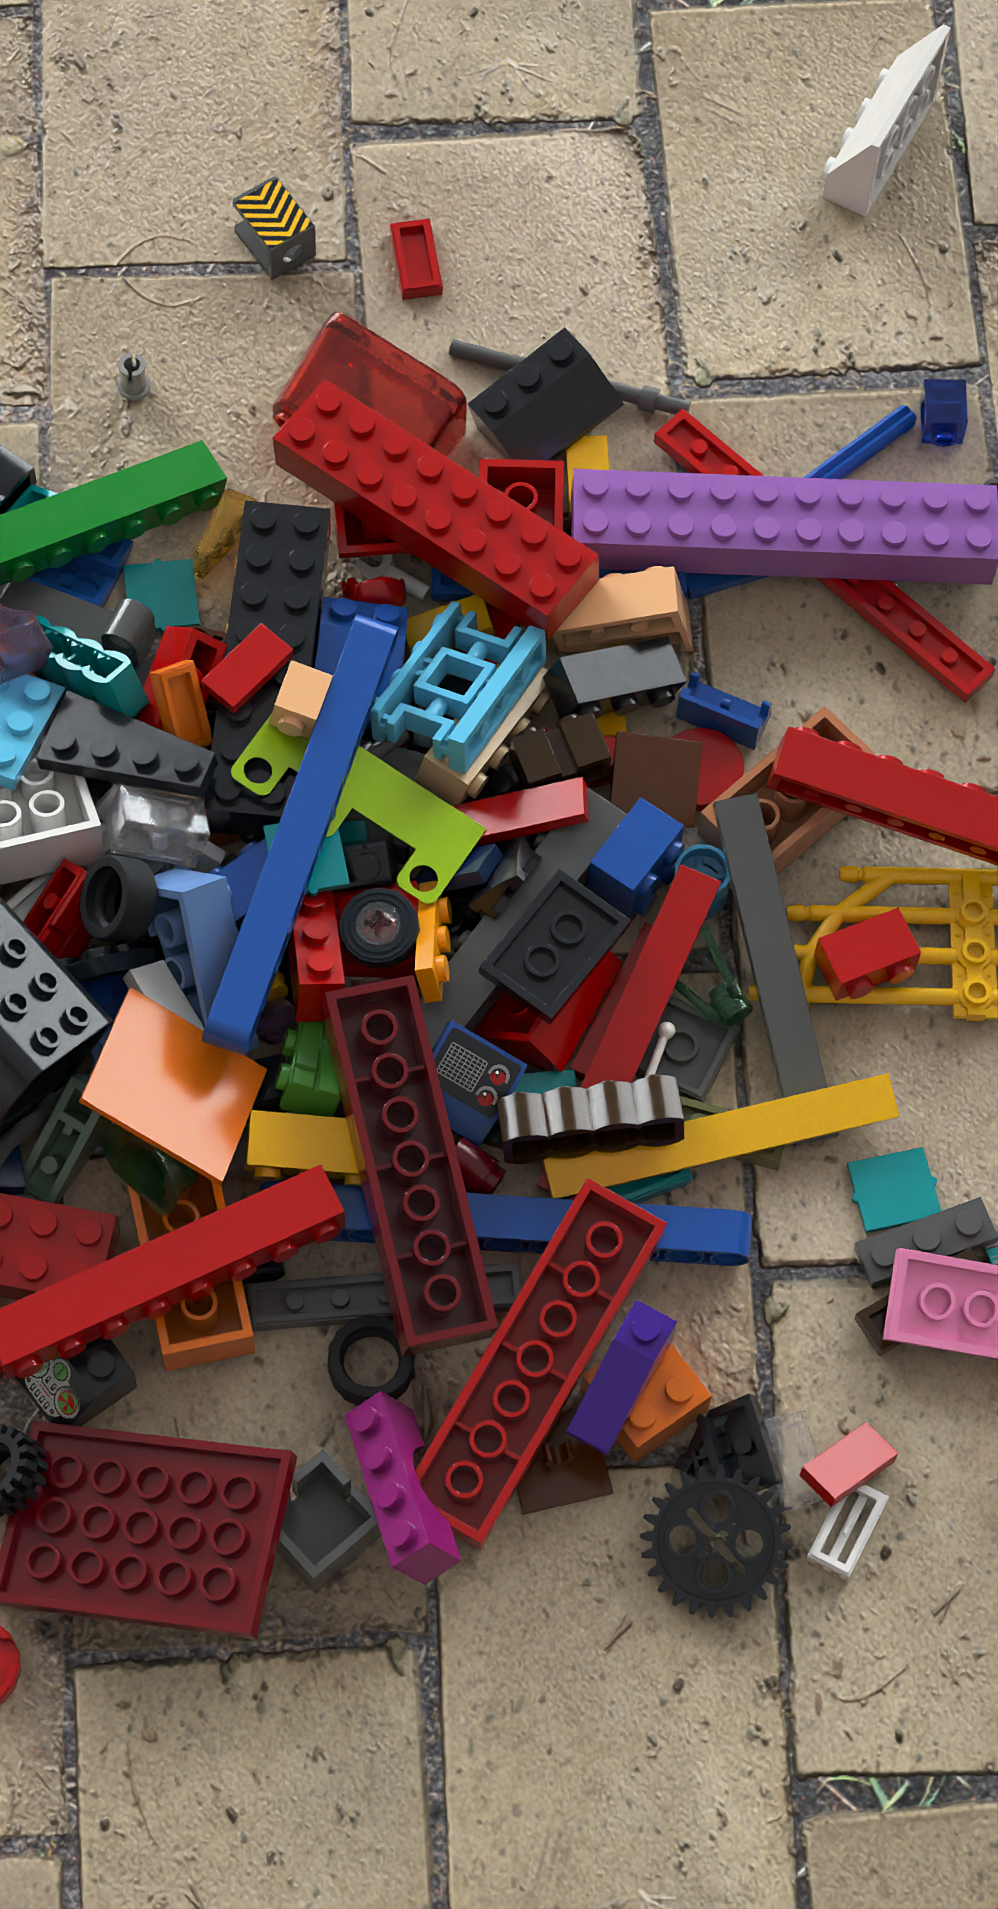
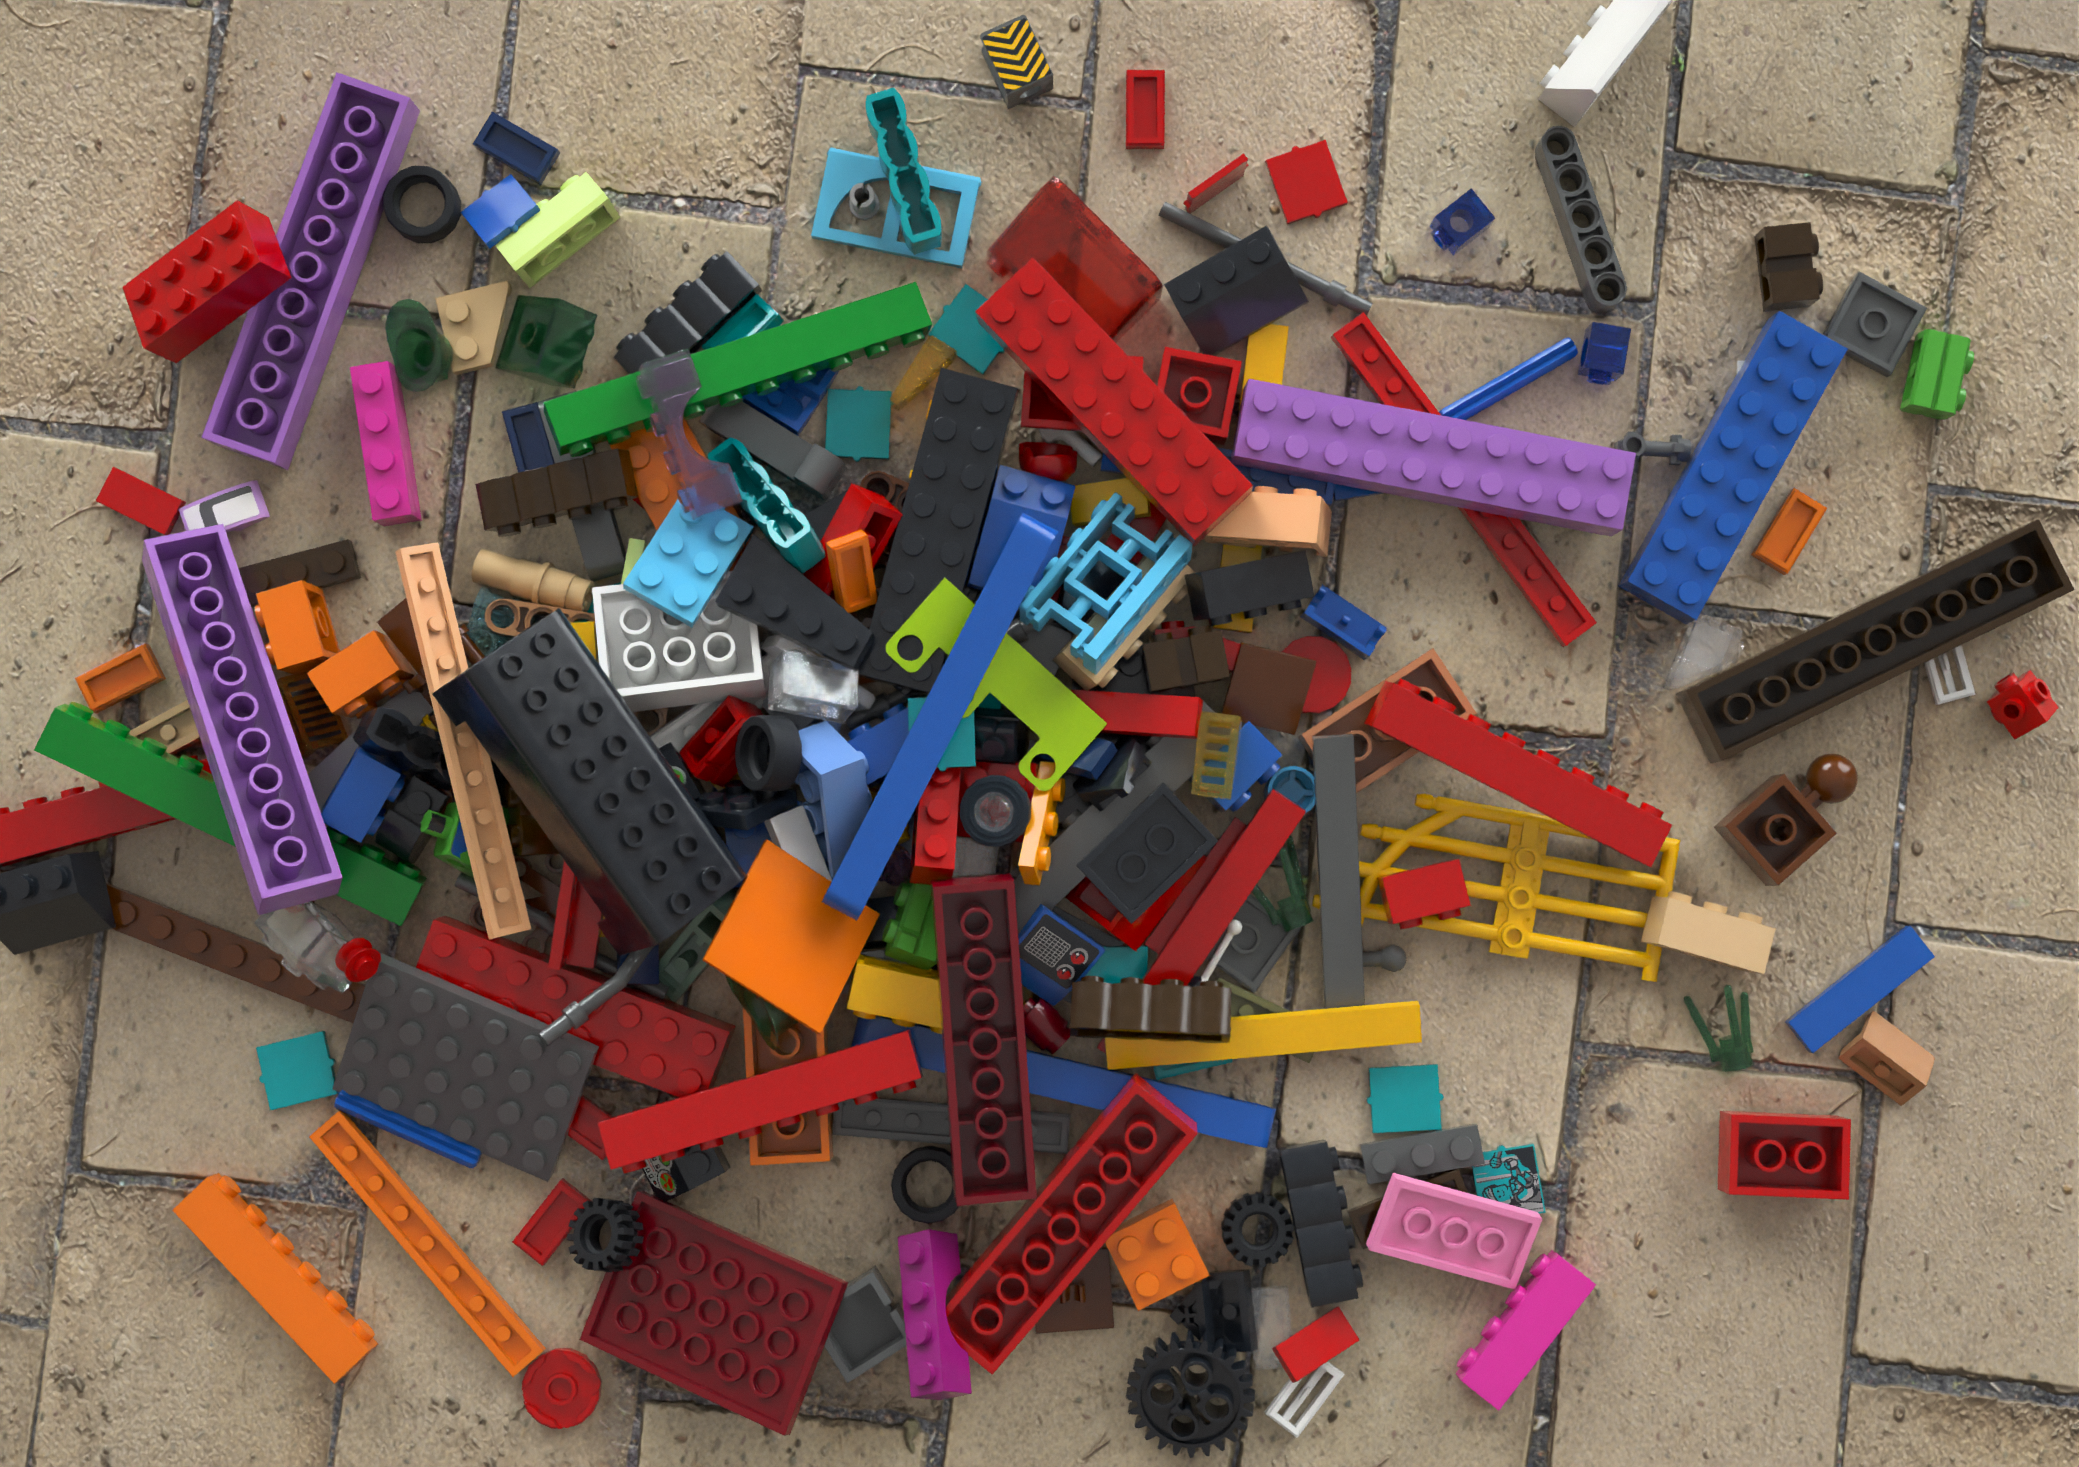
camera: 15 degrees right, 20 degrees up
(104, 372) = (849, 168): none -> medium azure window
(173, 338) = (901, 166): none -> teal brick
(247, 668) = (915, 546): red tile -> none
(269, 482) = (961, 331): none -> teal piece
(300, 700) = (956, 591): light nougat brick -> none
(504, 308) = (1216, 183): none -> red piece
(598, 303) = (1306, 182): none -> red piece
(611, 802) = (1218, 720): none -> clear yellow slope
(622, 1377) = (1135, 1258): dark purple slope -> none
(756, 1325) = (1271, 1249): none -> black tyre
(768, 298) = (1470, 209): none -> clear blue brick
(825, 1332) = (1319, 1224): none -> black brick
(845, 1042) = (1390, 958): none -> dark grey piece
(890, 277) = (1584, 202): none -> dark grey beam

